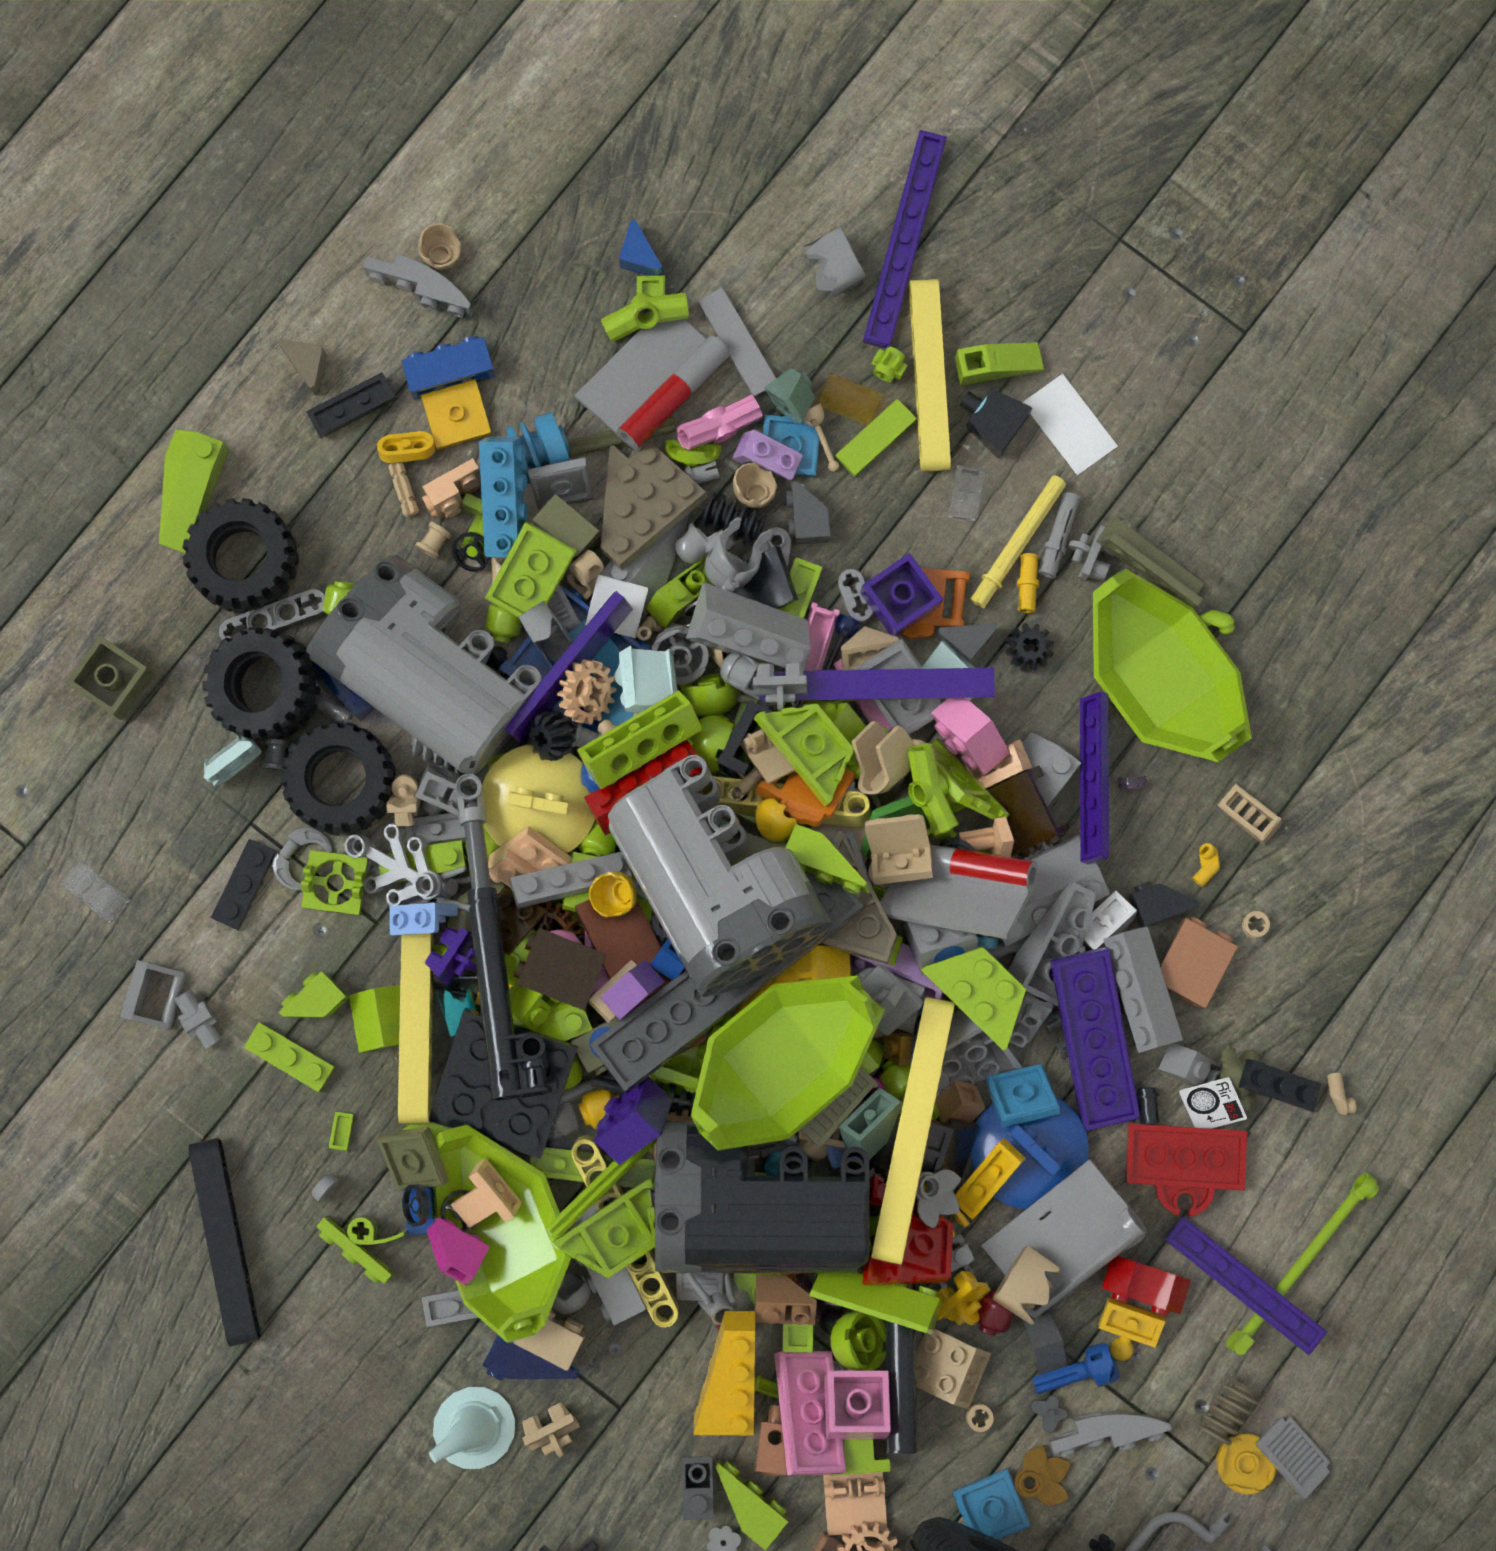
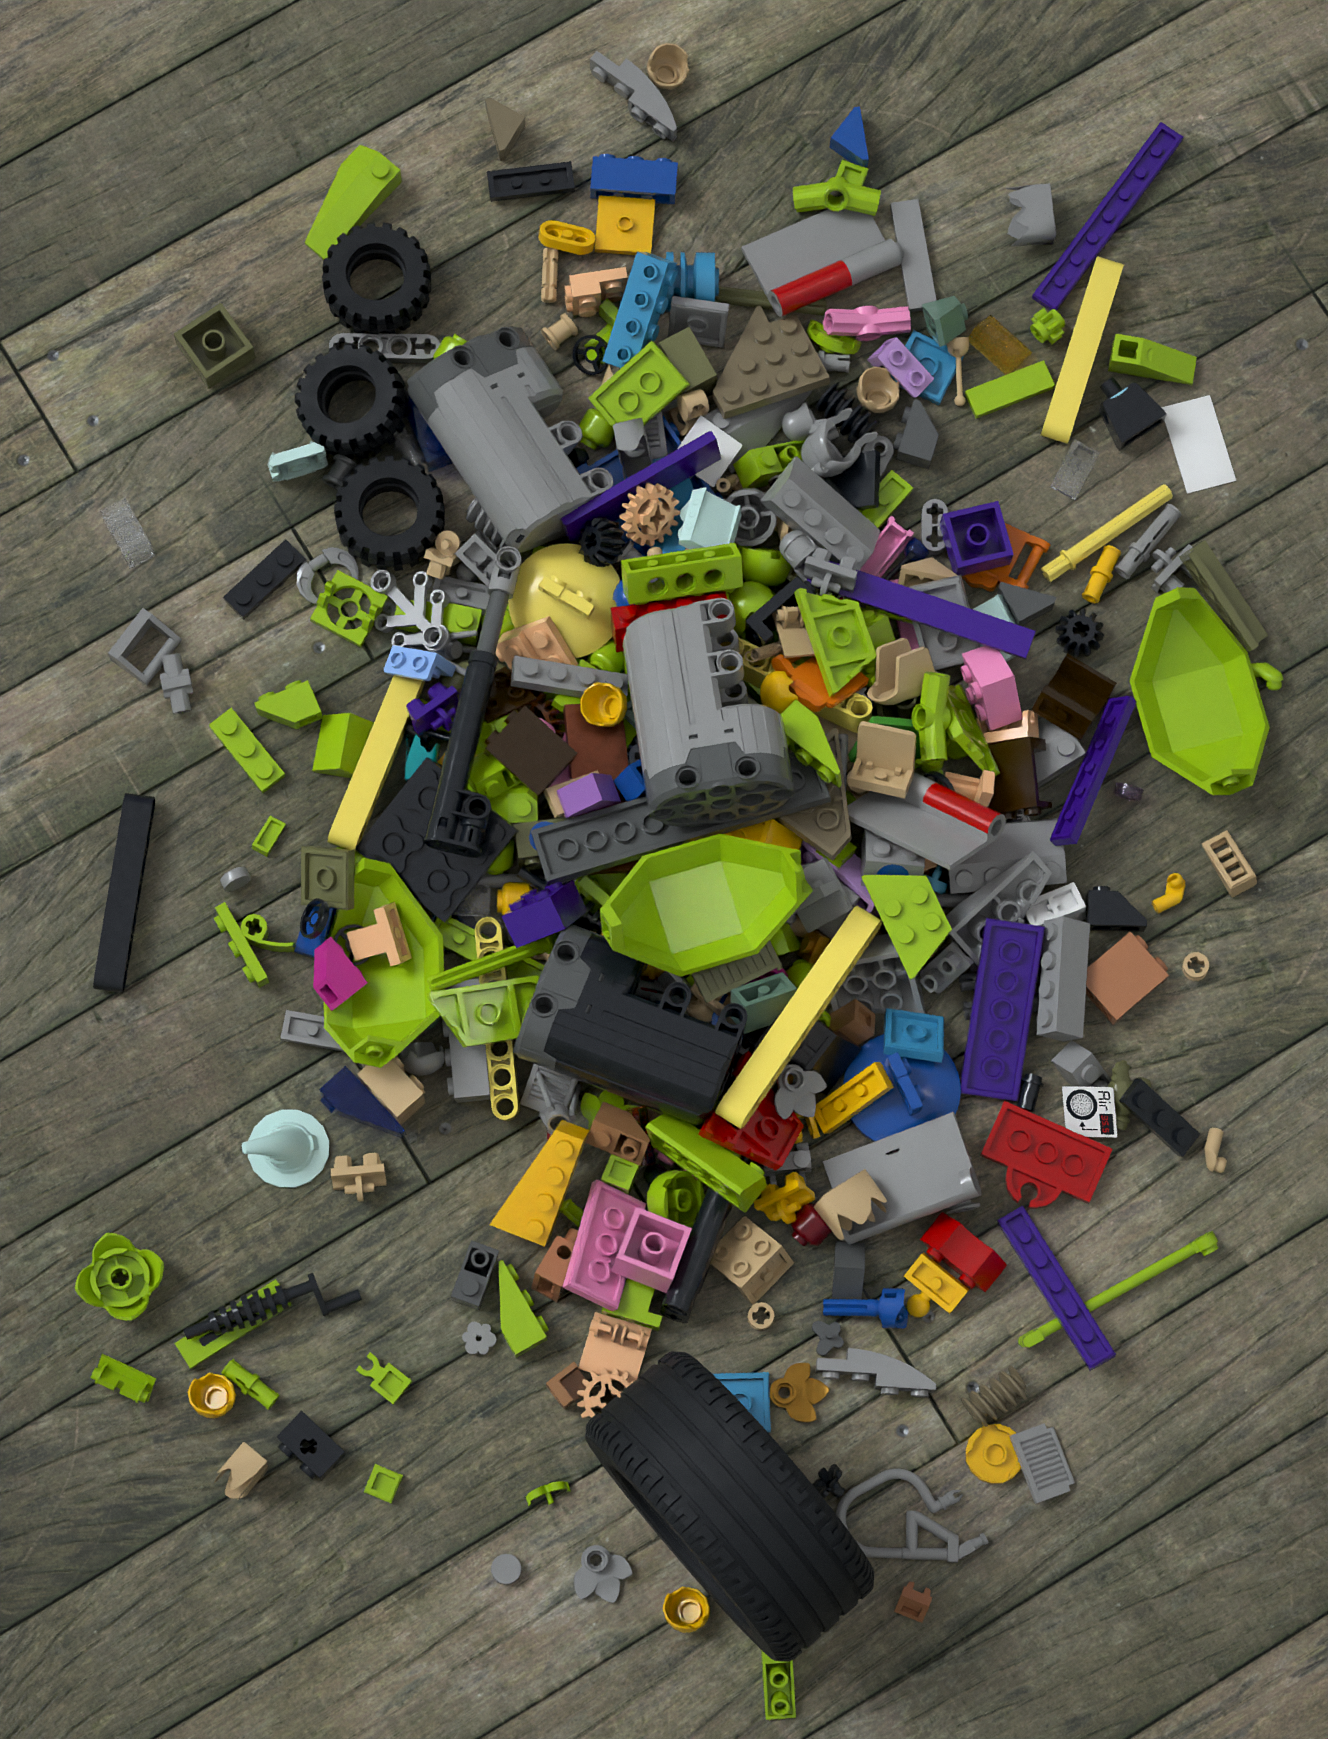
camera: 20 degrees right, 5 degrees down
(1048, 713) = (1074, 697): none -> dark brown panel

